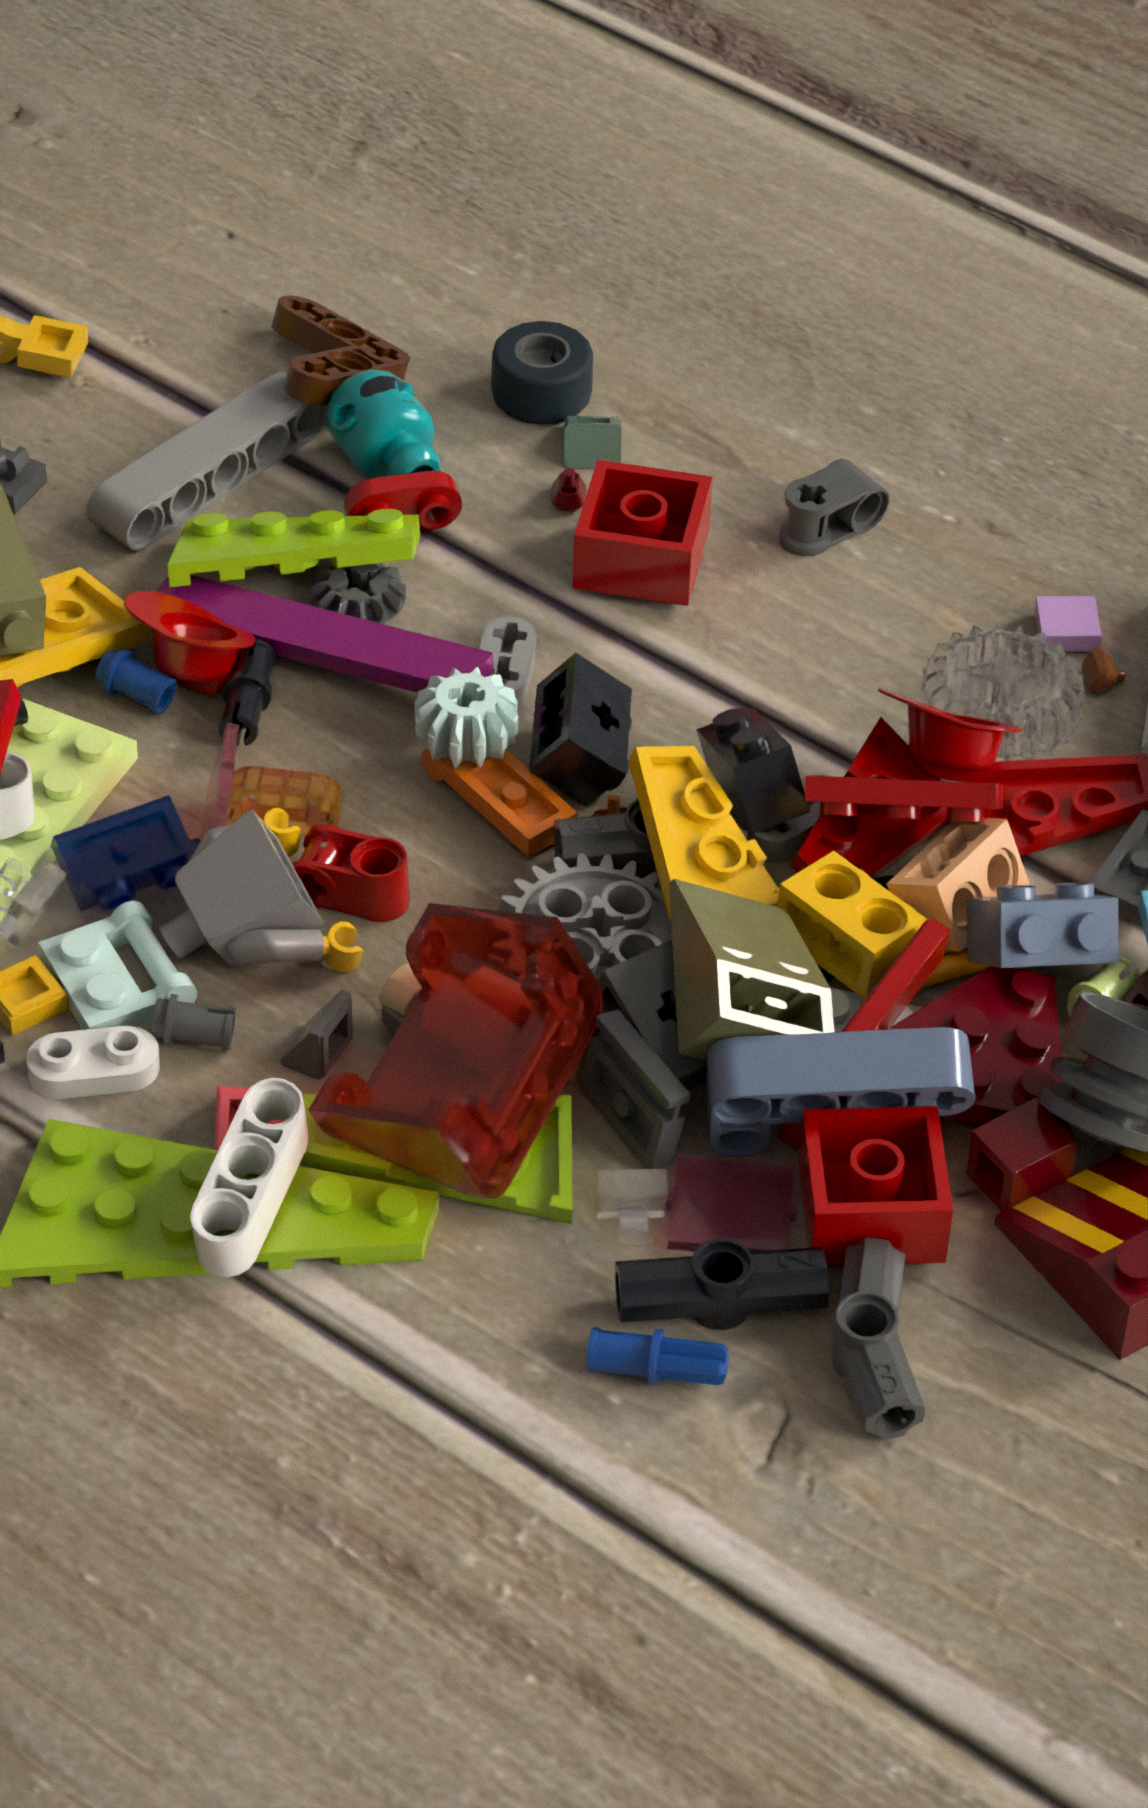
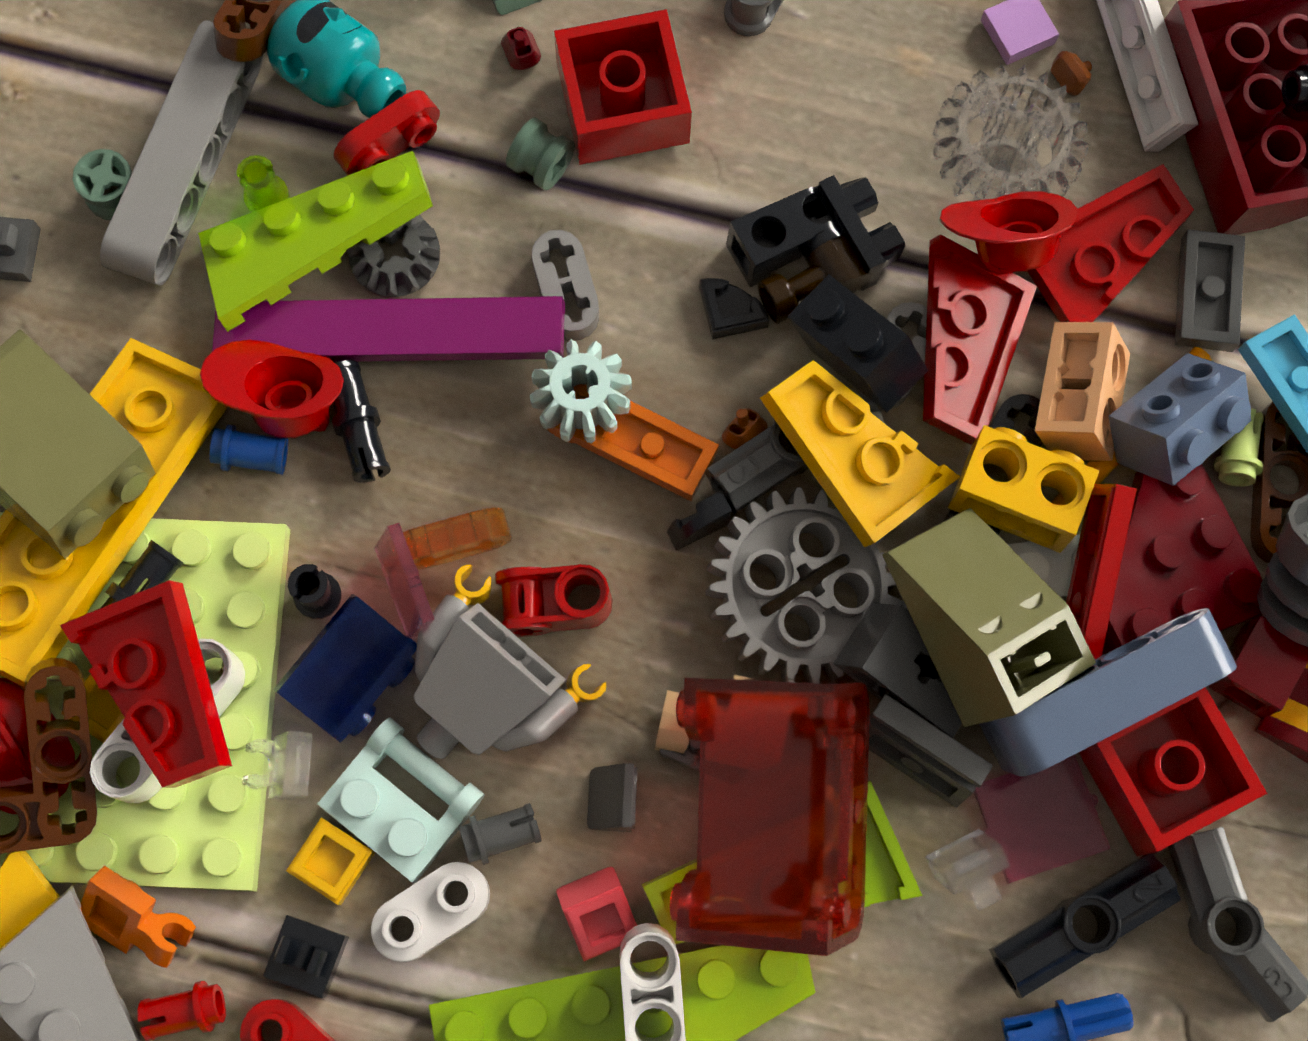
camera: 25 degrees left, 30 degrees up
(122, 447) = (98, 172): none -> sand green wheel
(130, 780) = (323, 601): none -> black pin
(264, 489) = (260, 183): none -> clear neon green pin
(537, 561) = (540, 153): none -> sand green wheel
(538, 851) = (710, 517): none -> black tile
(581, 730) = (679, 349): black brick -> none
(652, 728) = (731, 308): none -> black tile
(772, 684) = (822, 227): none -> black hips
(903, 797) = (1033, 322): red wing -> none

